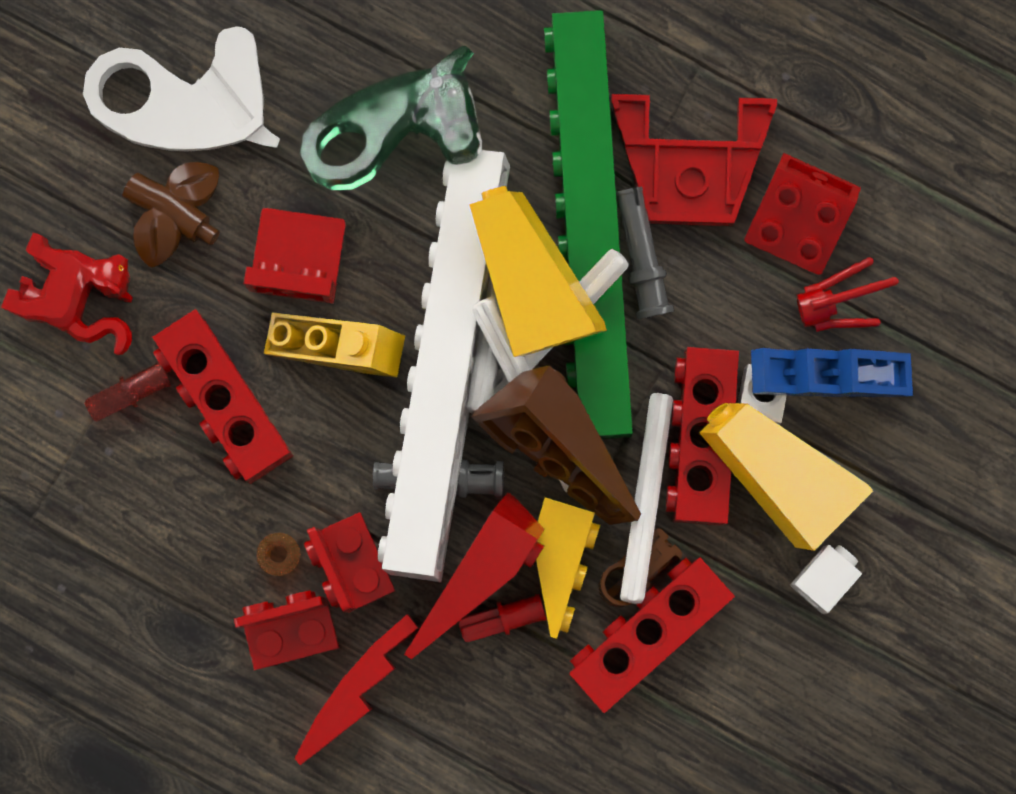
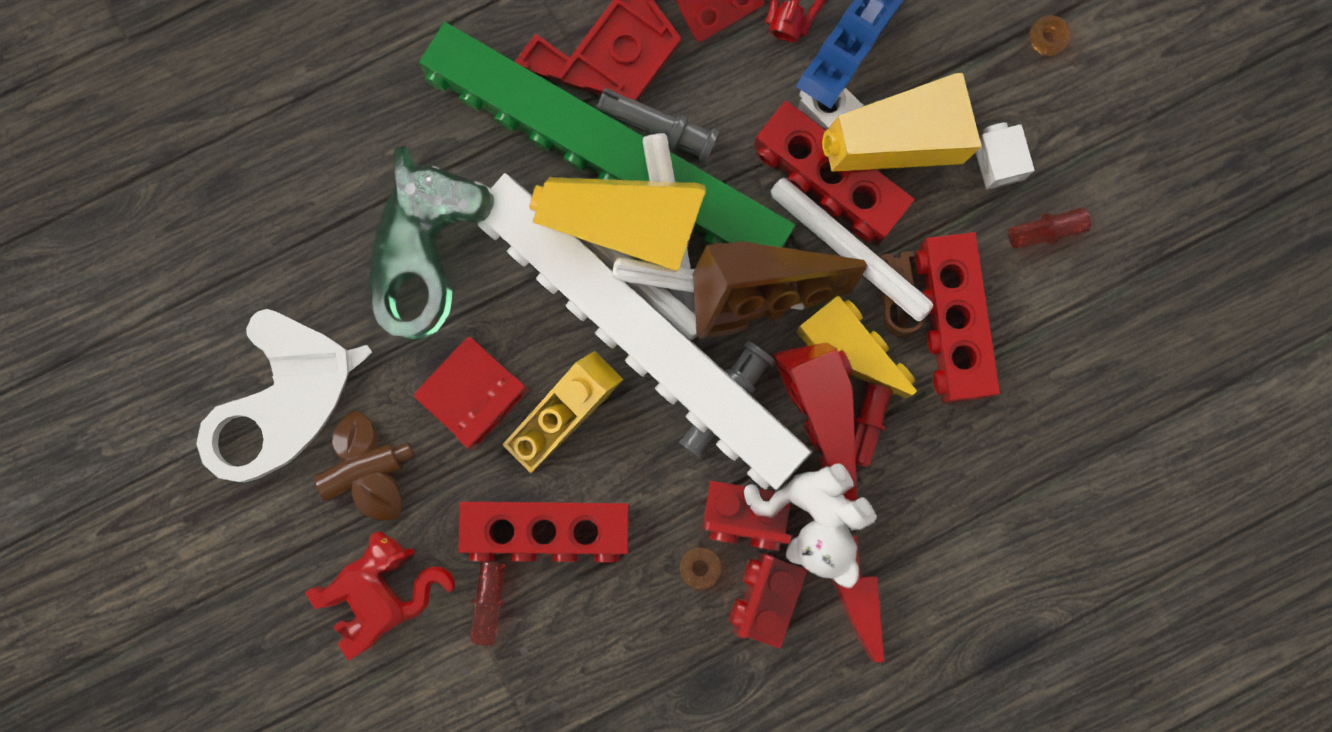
camera: 65 degrees left, 0 degrees up
(366, 644) = (826, 543): none -> white animal
(789, 664) = (1050, 228): none -> clear red axle
(982, 544) = (1054, 25): none -> clear orange plate

